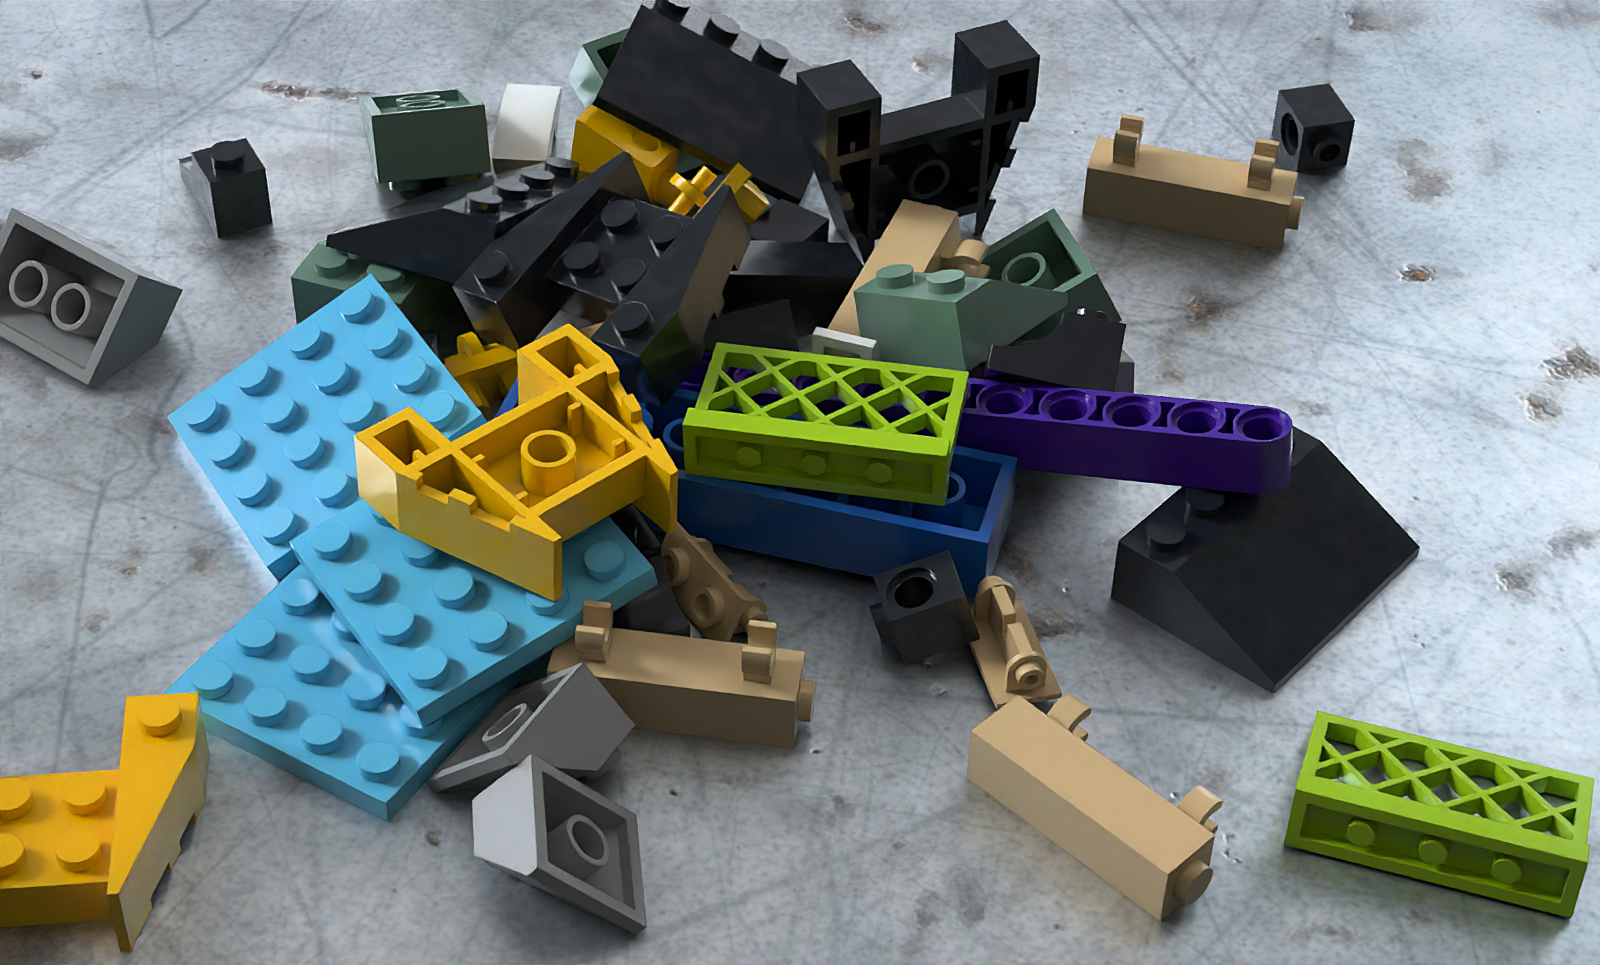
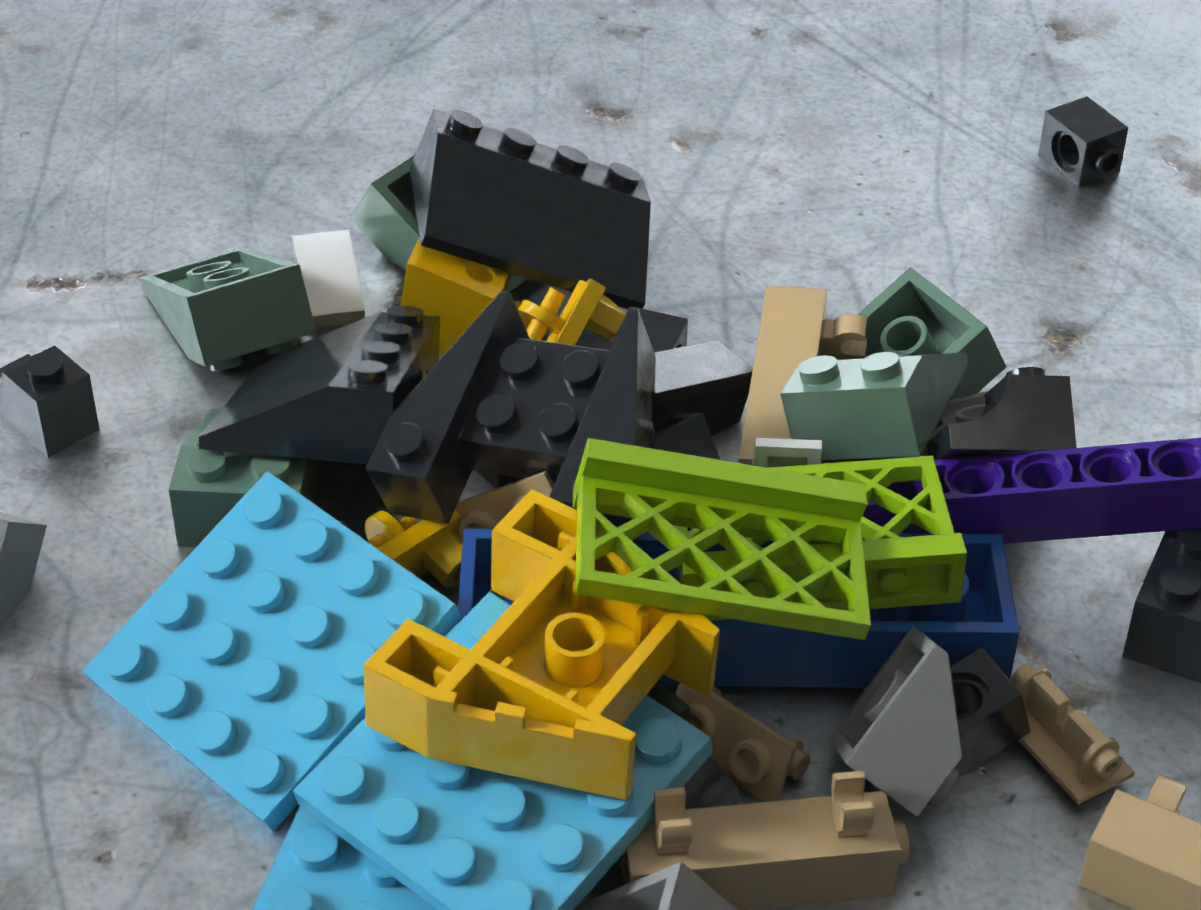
camera: 15 degrees left, 0 degrees up
(726, 365) = (727, 504): none -> lime fence
(844, 602) = (906, 726): none -> light grey slope
(925, 153) = (726, 246): black wedge -> none
(1192, 190) = (1006, 223): tan brick -> none

